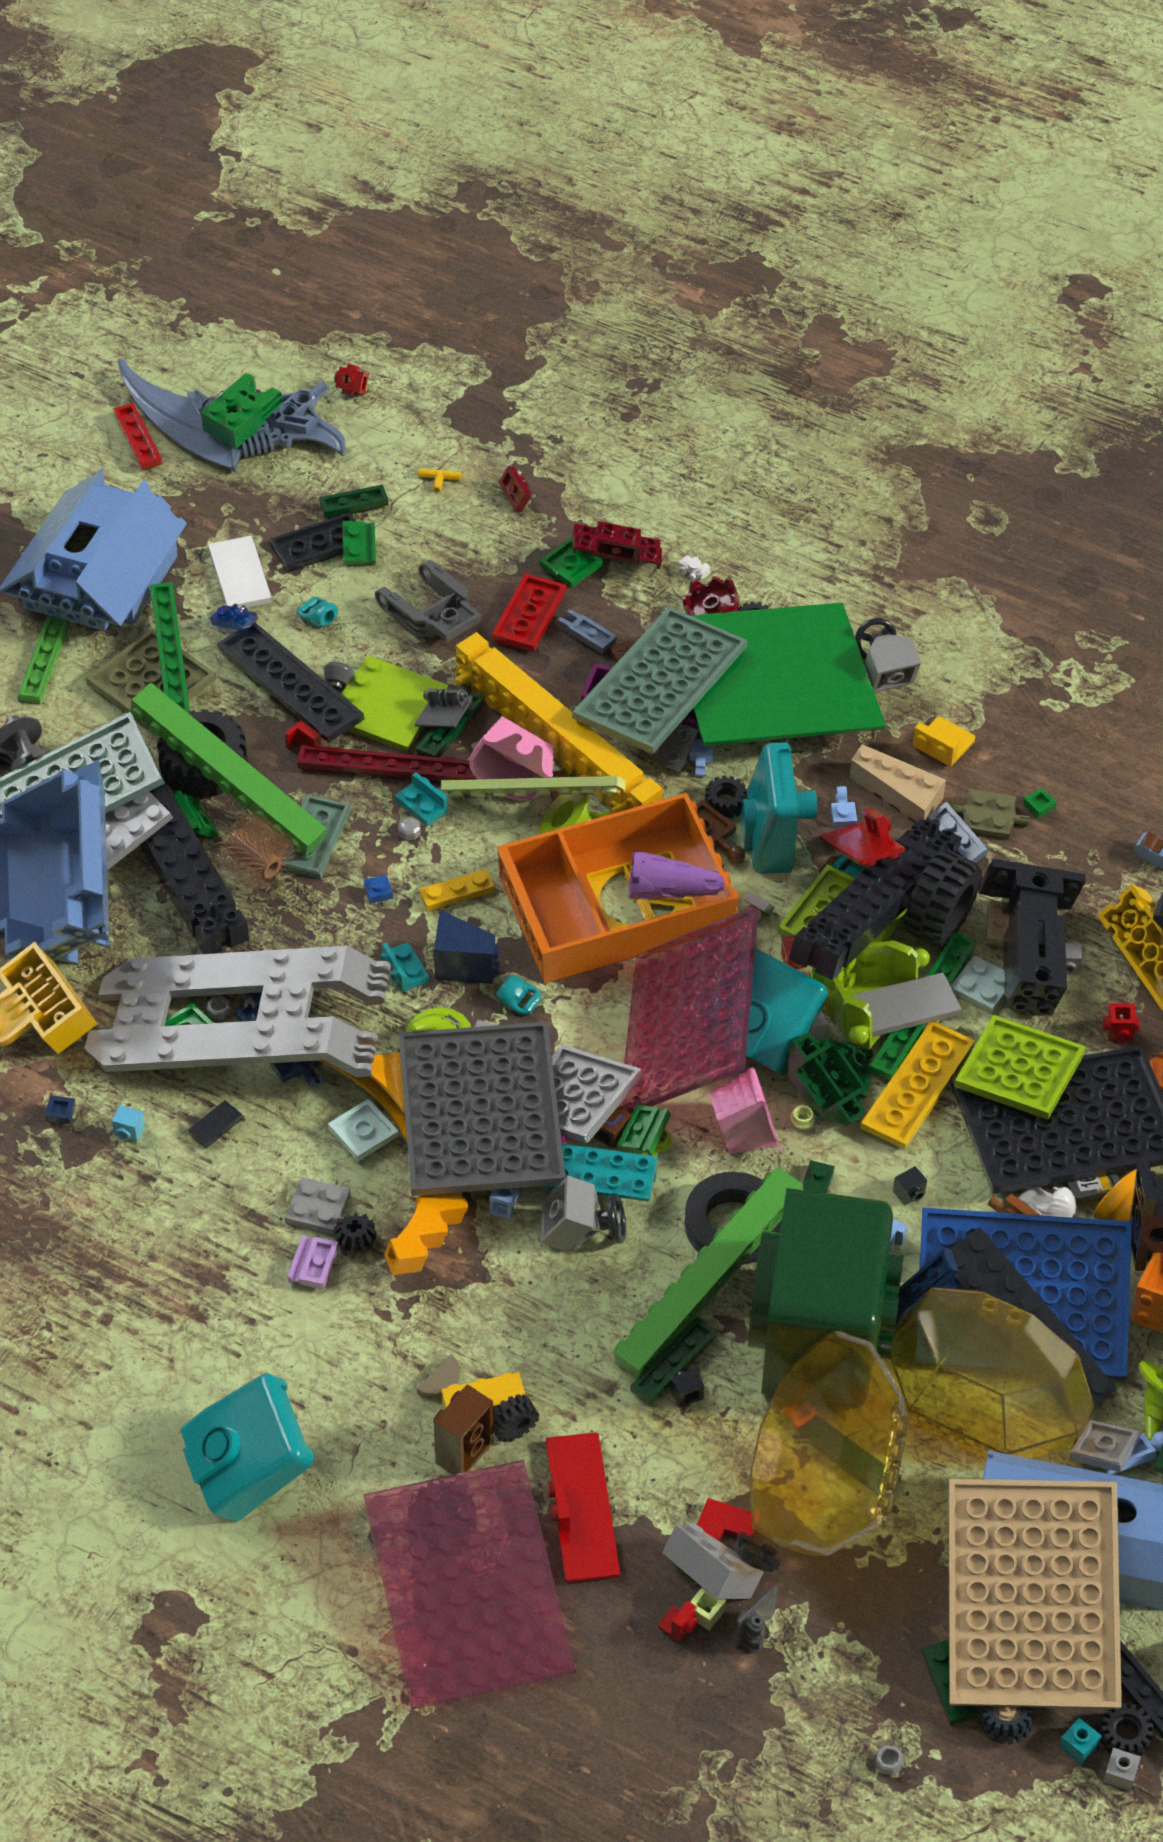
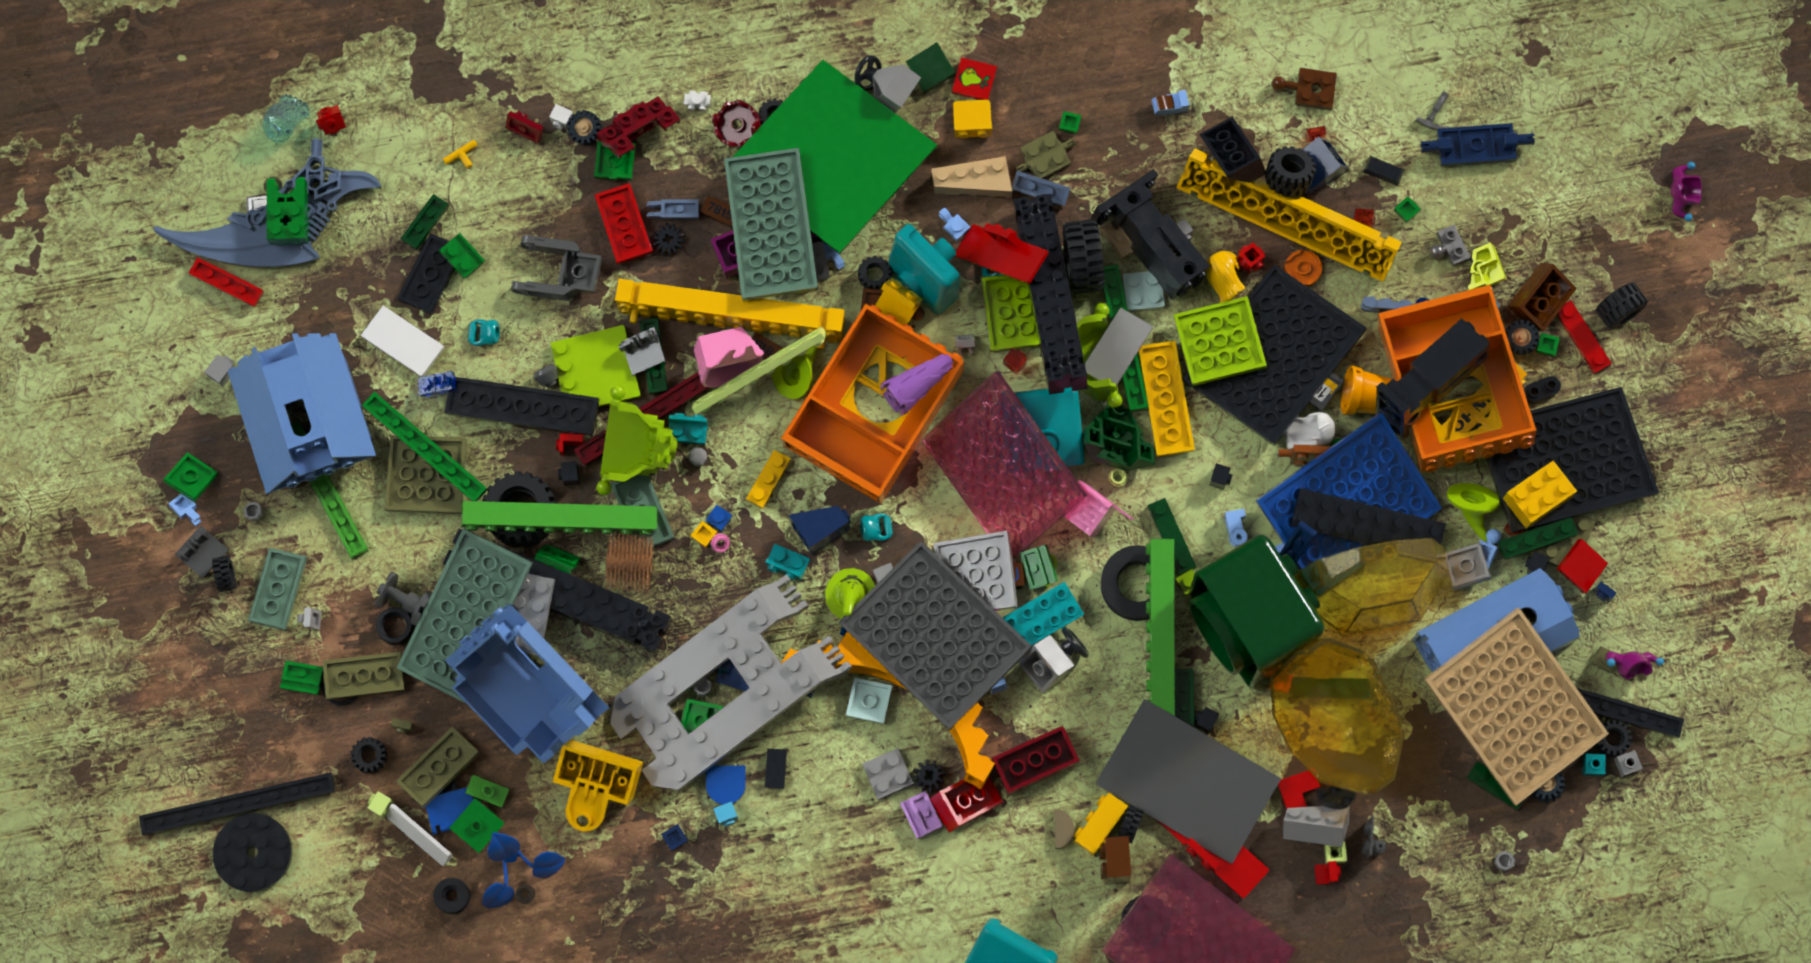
camera: 35 degrees left, 25 degrees up
(57, 486) = (218, 369): none -> light grey brick
(157, 1101) = (726, 783): none -> blue tile
(278, 760) = (569, 473): none -> black plate
(311, 351) = (283, 117): none -> clear light blue piece
(349, 889) = (703, 534): none -> yellow plate
(350, 906) = (723, 546): none -> bright pink plate
(361, 770) = (633, 443): none -> lime piece
(365, 1281) = (965, 802): none -> red slope
(473, 1293) = (1035, 760): none -> dark red brick
(556, 502) = (560, 116): none -> white plate
(563, 518) = (584, 127): none -> black wheel
(568, 651) = (664, 246): none -> black gear
(612, 1425) = (1188, 781): none -> dark grey sticker
(725, 820) = (898, 301): none -> yellow bracket
(942, 677) = (931, 67): none -> dark green tile
(977, 713) = (974, 79): none -> red tile
(1077, 1010) = (1223, 275): none -> yellow piece

